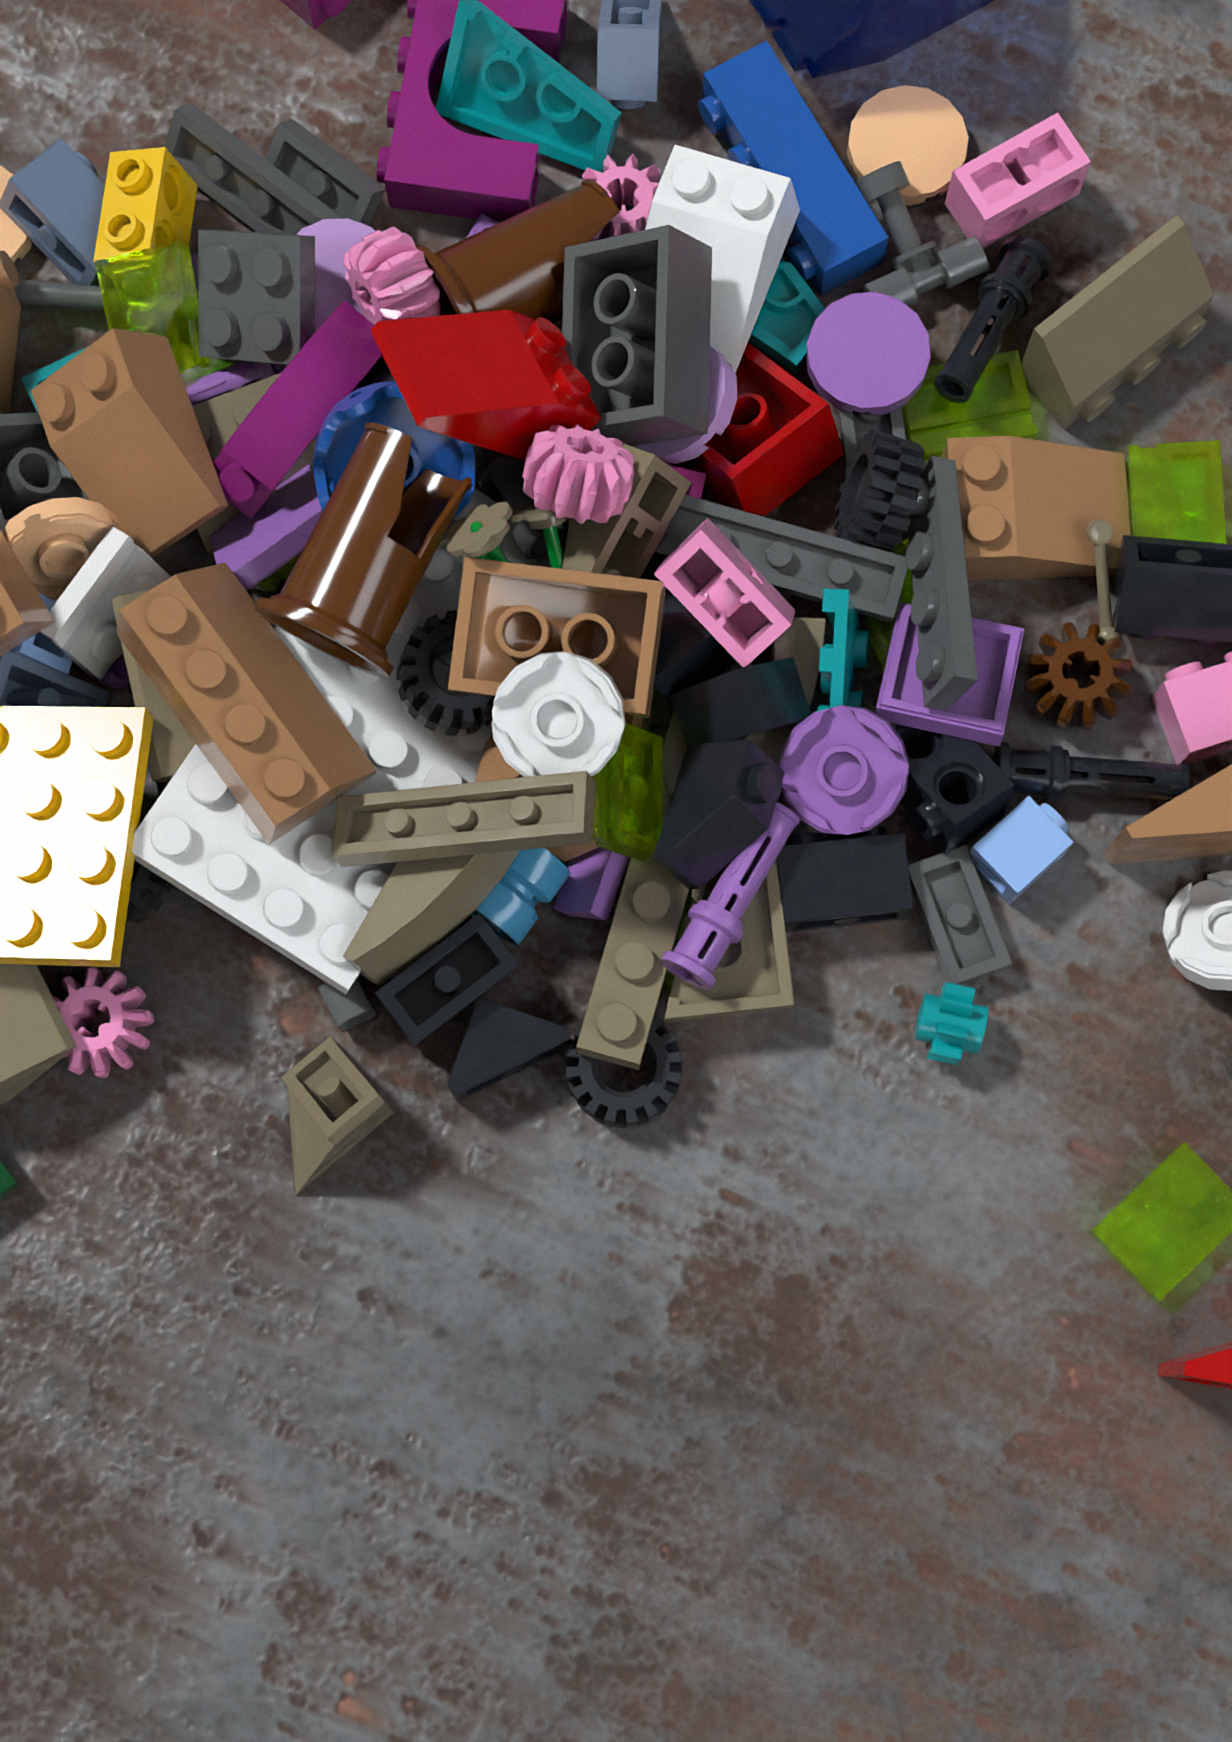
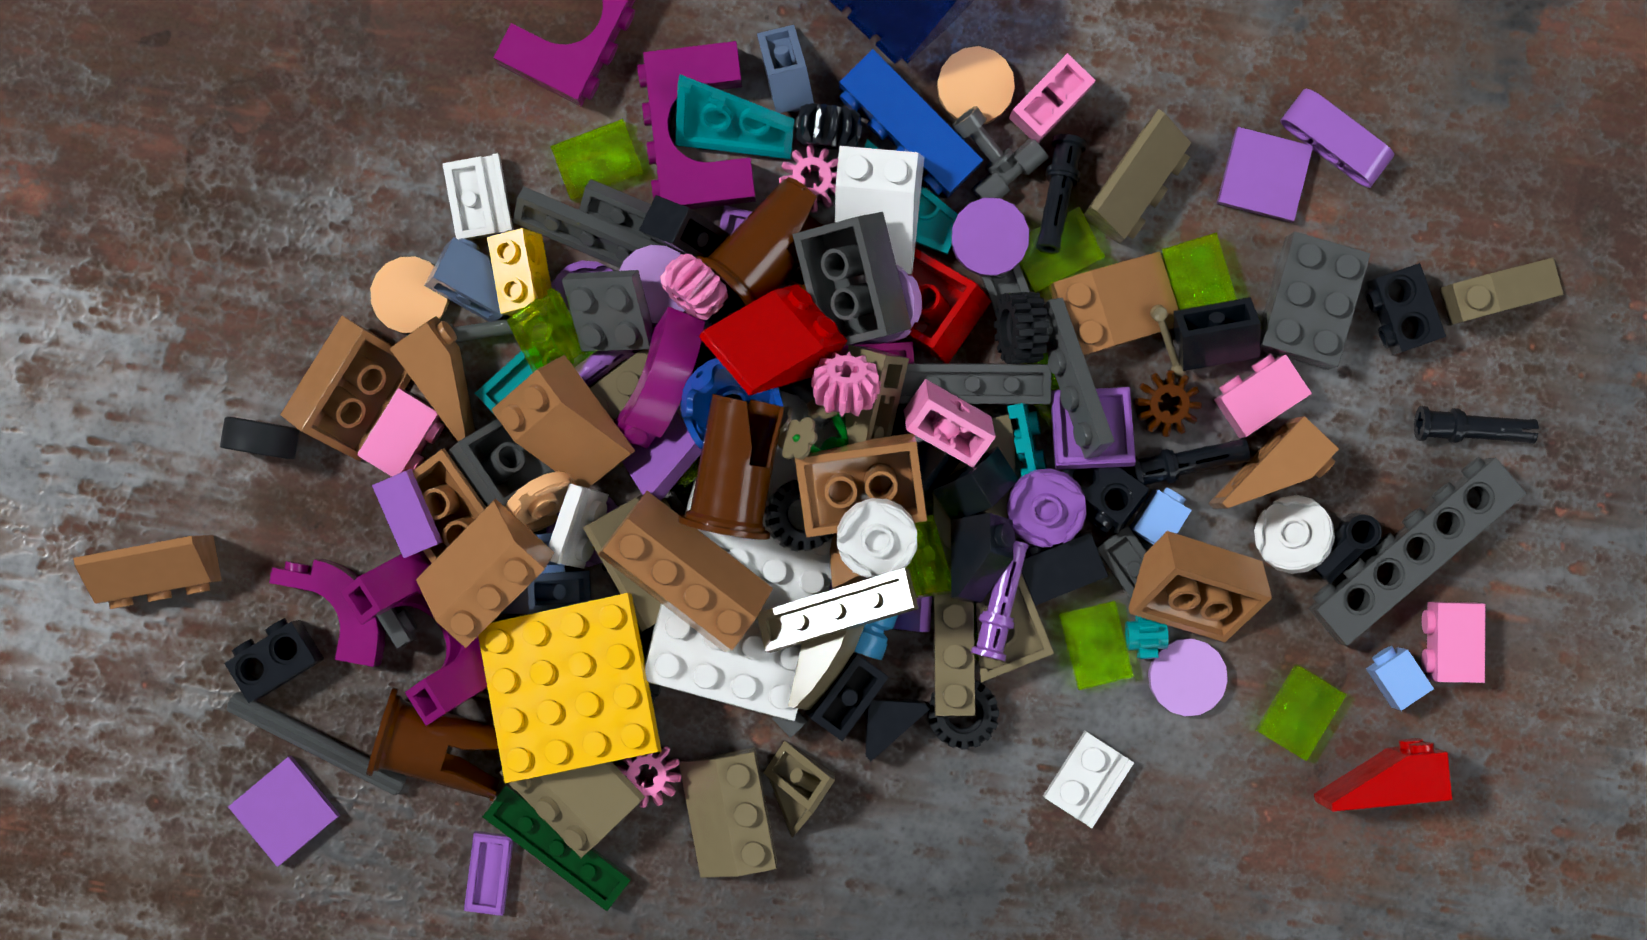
camera: 20 degrees left, 10 degrees up
(119, 101) = (478, 197): none -> white plate
(206, 1122) = (728, 814): none -> dark tan slope
(321, 94) = (597, 155): none -> clear neon green plate
(400, 195) = (681, 228): none -> black brick
(661, 120) = (828, 126): none -> black gear
(796, 1233) = (1088, 779): none -> white plate
(866, 1022) = (1096, 645): none -> clear neon green plate
(1000, 1113) = (1188, 677): none -> lavender tile
(1053, 965) = (1199, 587): none -> medium nougat slope

